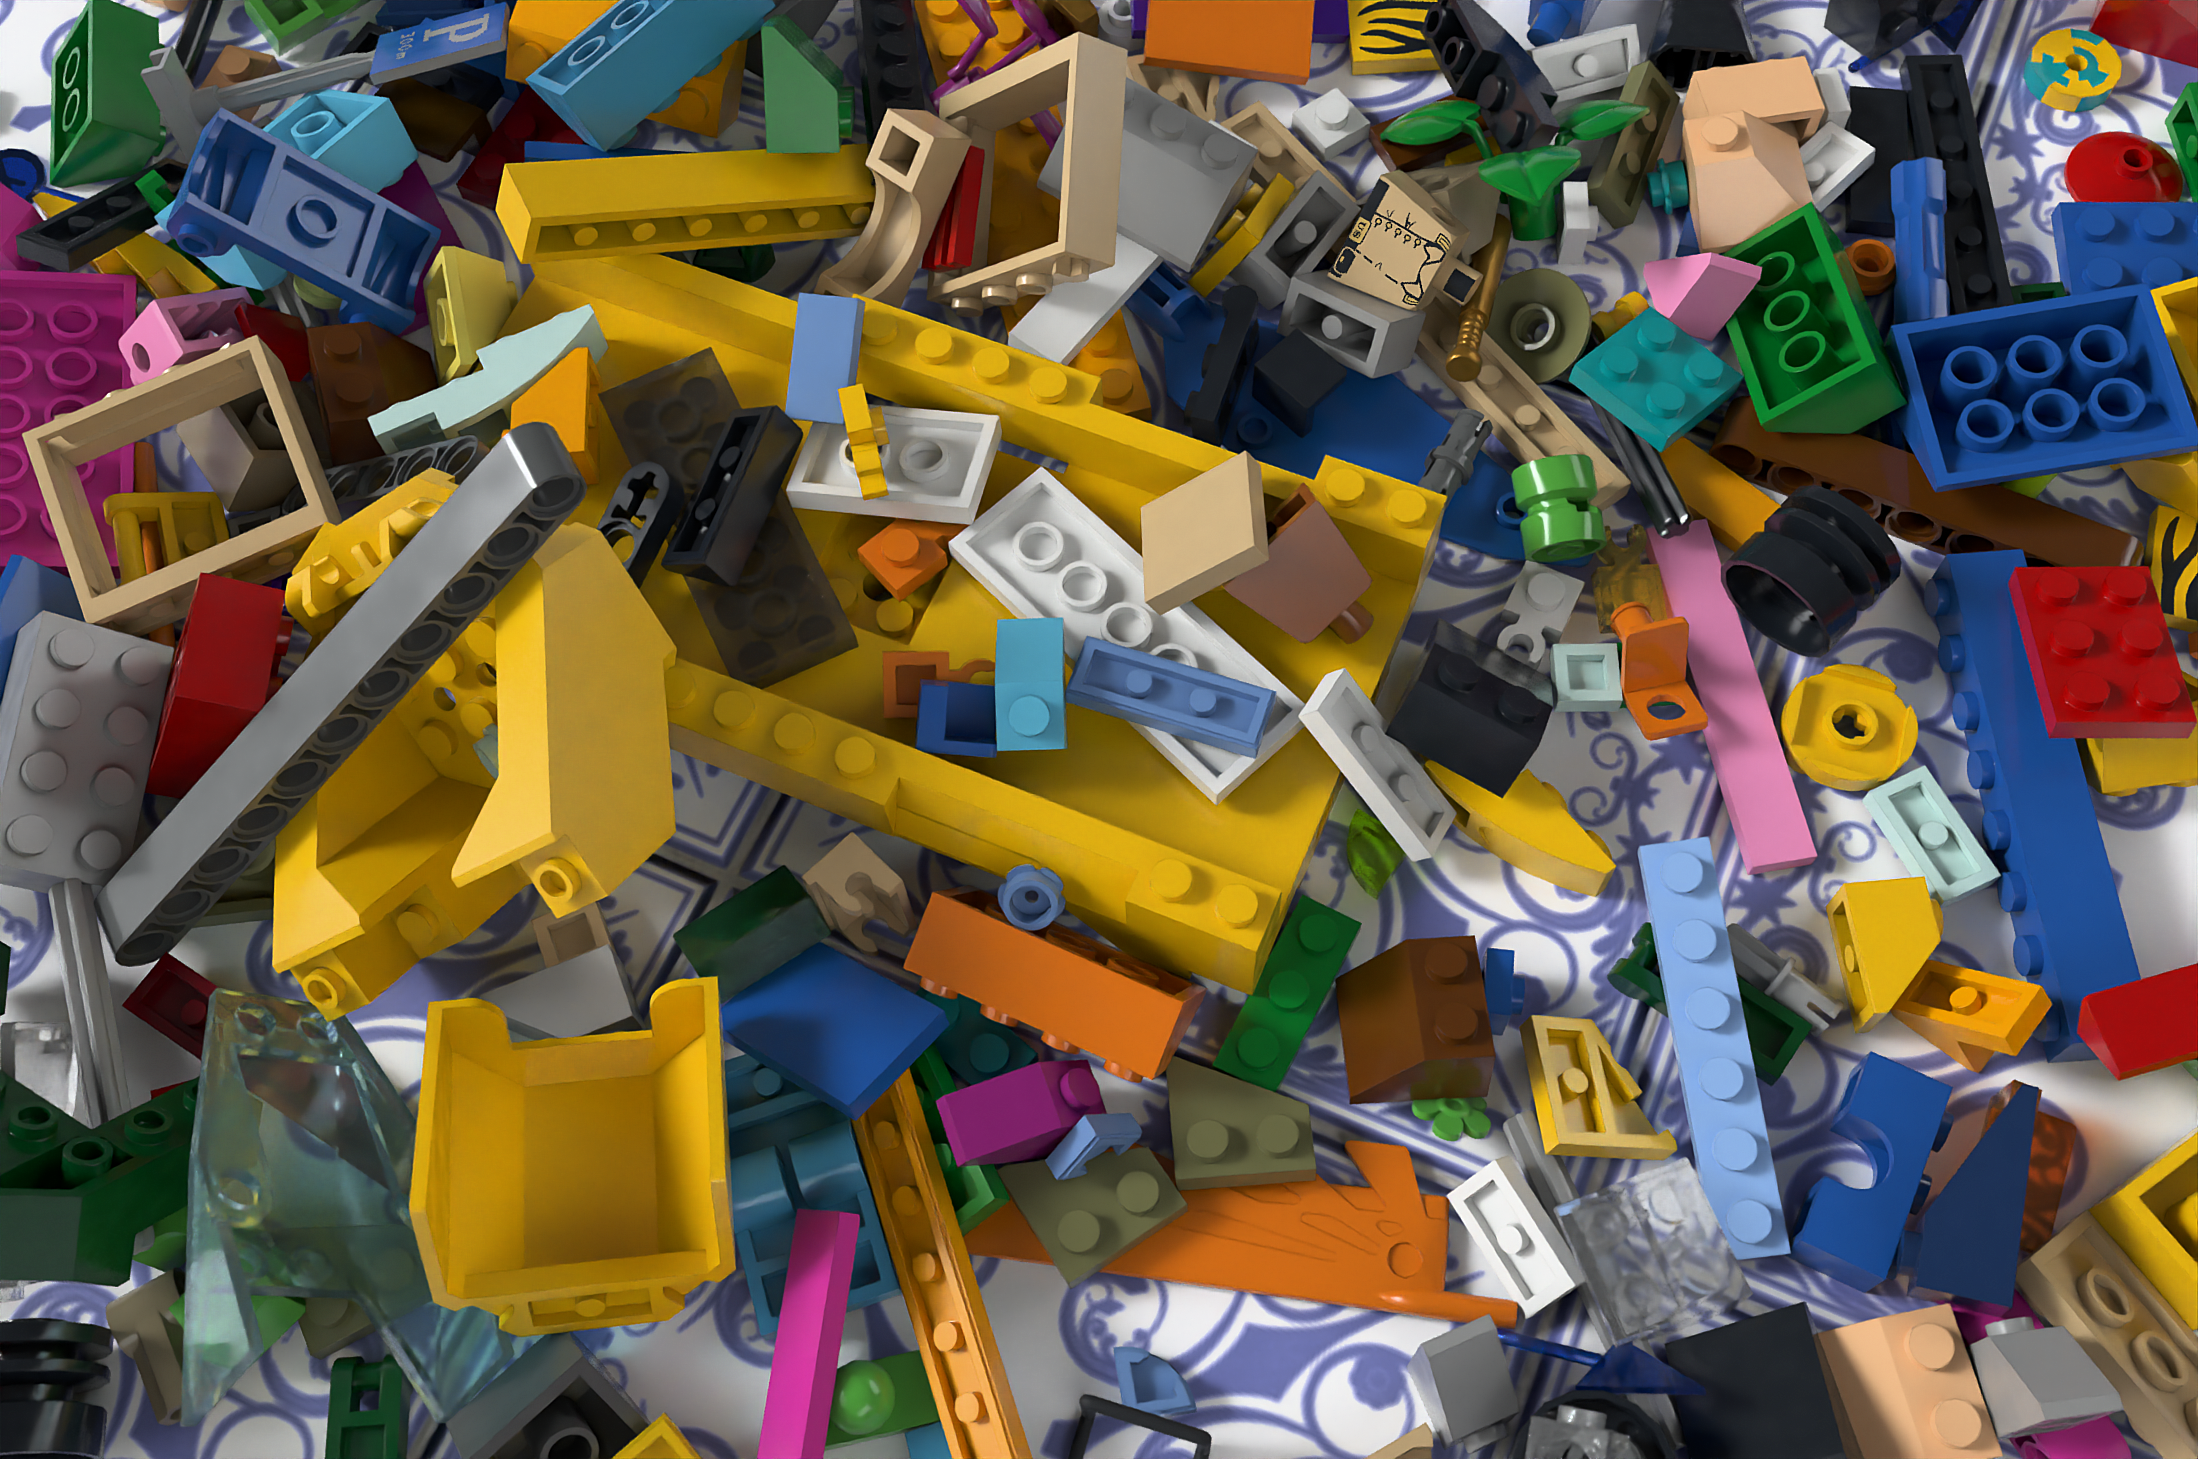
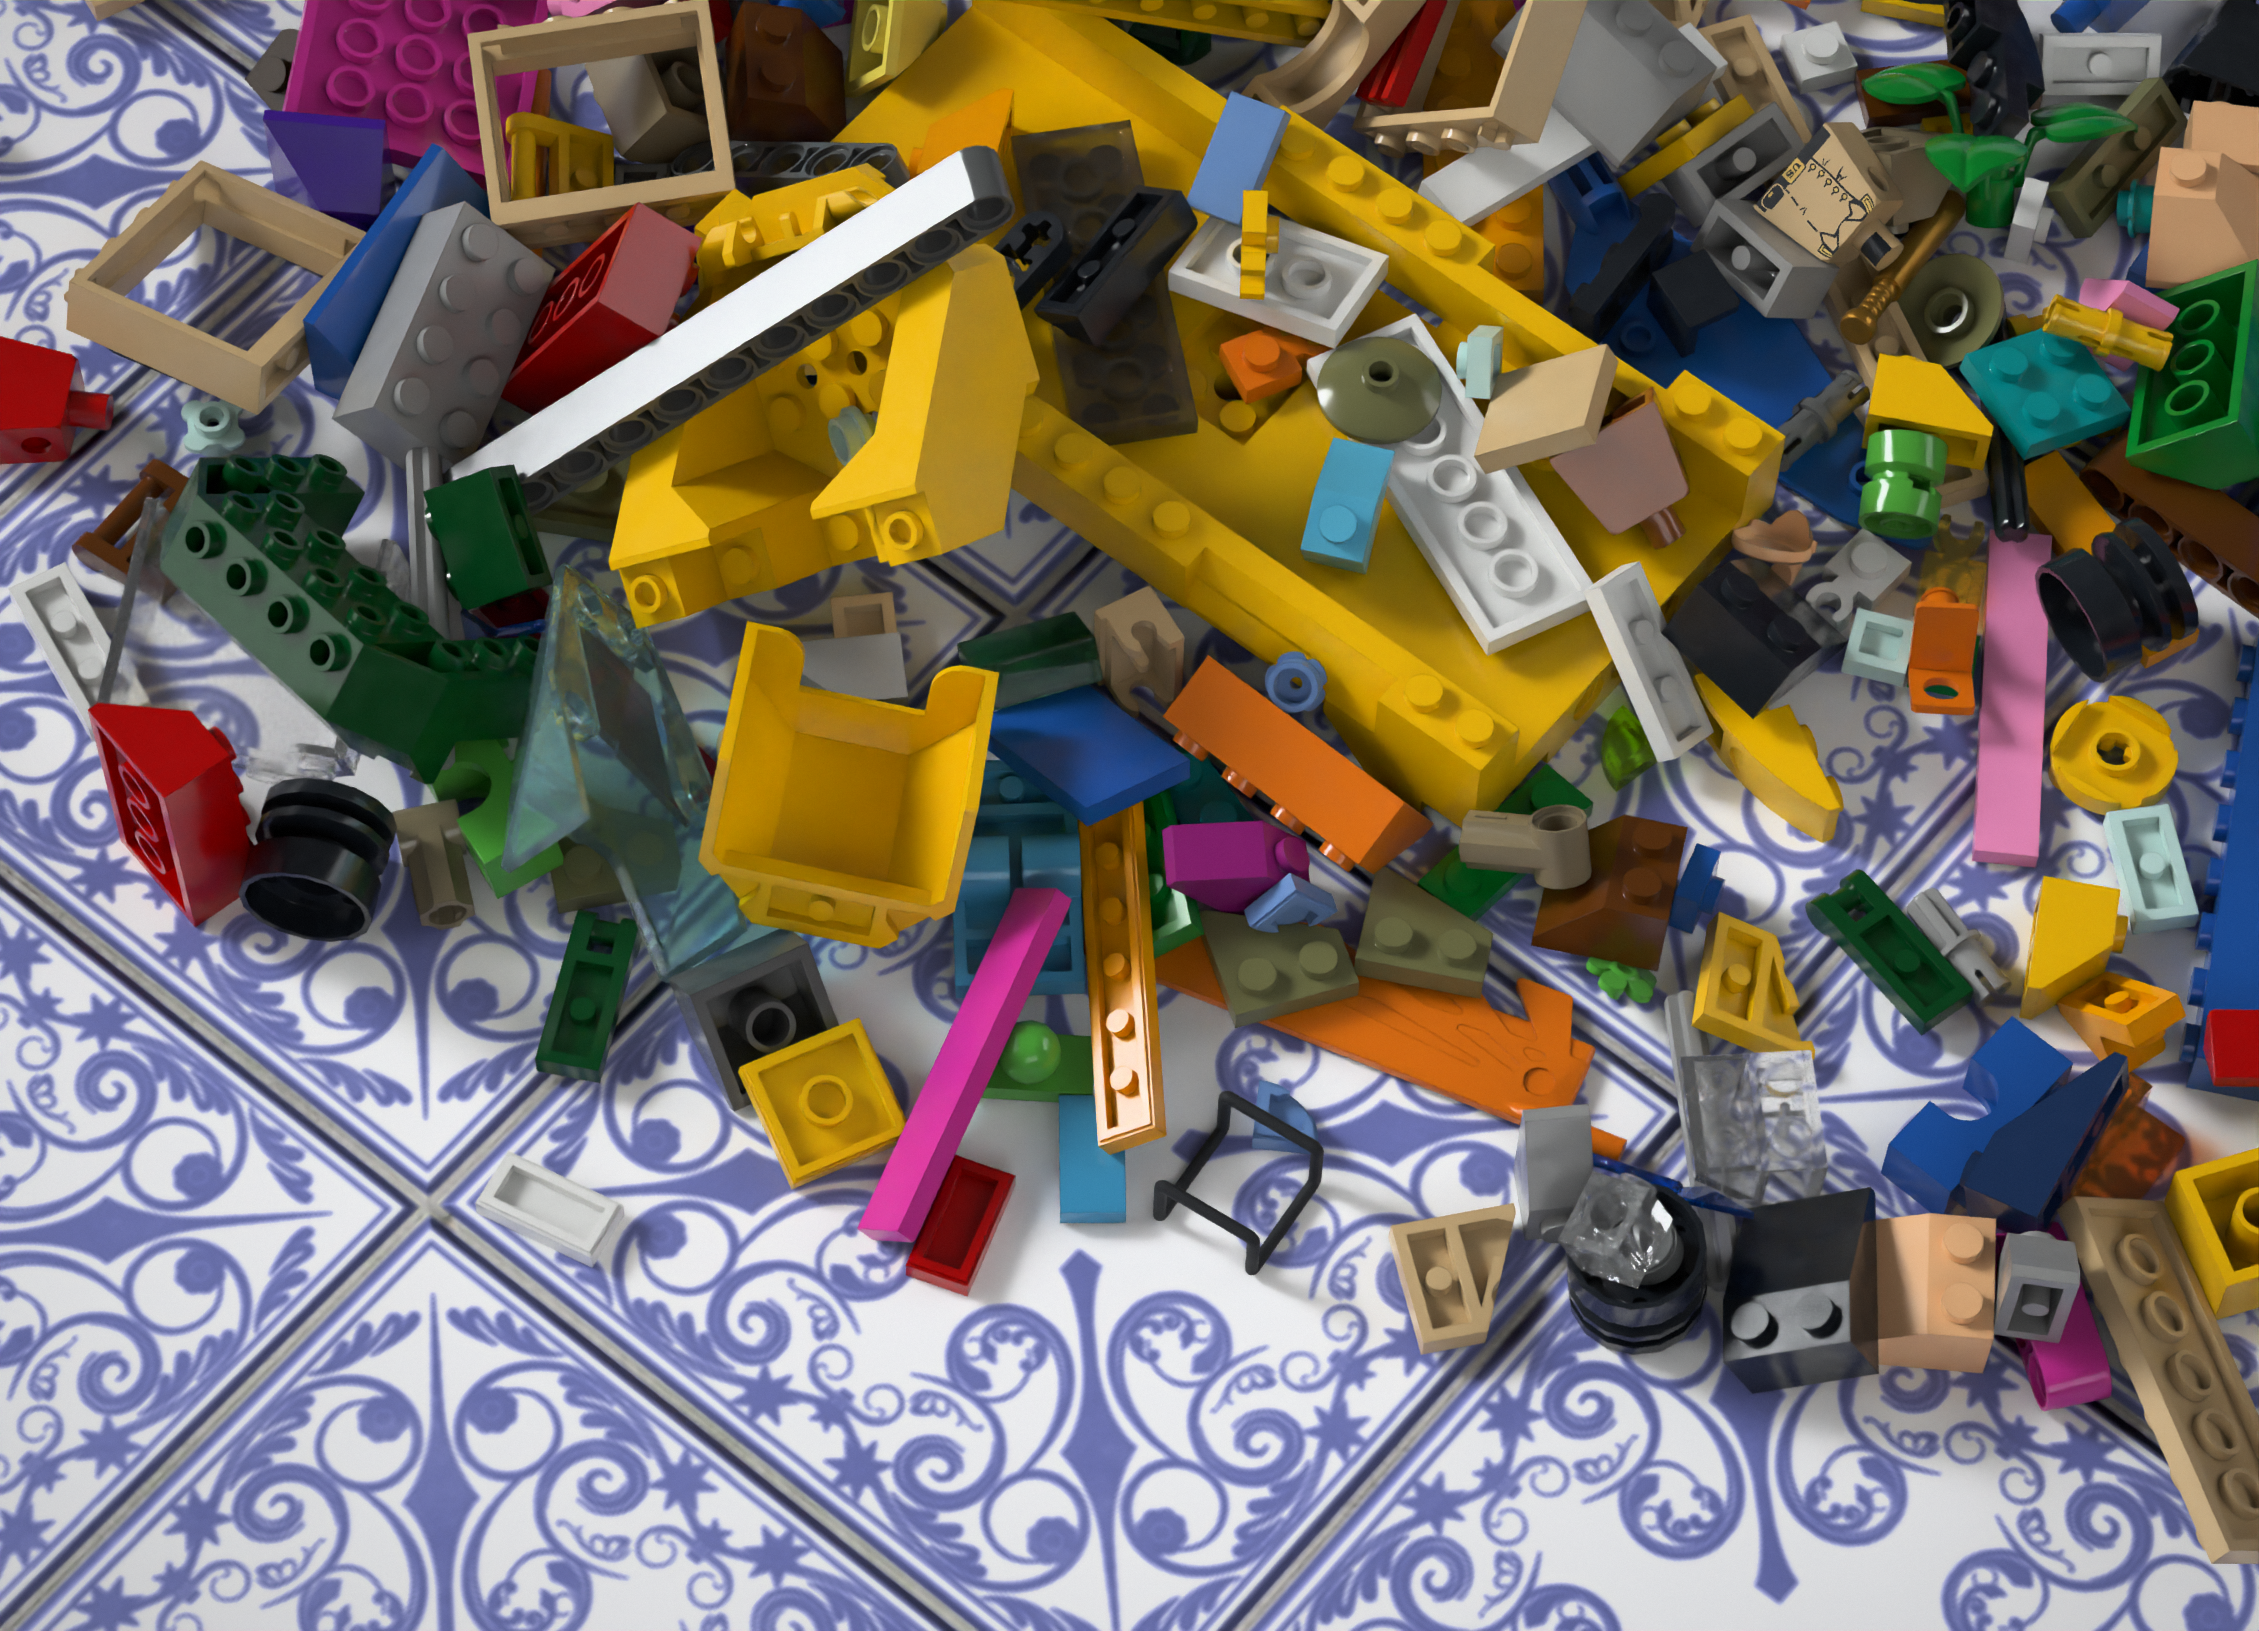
camera: 10 degrees right, 5 degrees down
(140, 969) = (487, 538): none -> dark green brick
(183, 1068) = (475, 628): none -> clear blue piece
(484, 399) = (905, 112): light aqua slope -> none
(905, 669) = (1248, 478): orange plate -> none
(956, 718) = (1271, 514): blue panel -> none
(1034, 577) = (1374, 409): none -> olive dish
(1120, 499) = (1480, 361): none -> light aqua plate
(1171, 697) = (1473, 547): medium blue tile -> none
(1340, 1000) = (1545, 844): none -> dark tan piece
(1461, 588) = (1789, 537): none -> light nougat piece
(1516, 1237) = (1643, 1086): white plate -> none
(1553, 420) = (1927, 400): none -> yellow slope
(1702, 308) = (2107, 332): none -> yellow pin
(1712, 1046) = (1873, 979): light blue plate -> none

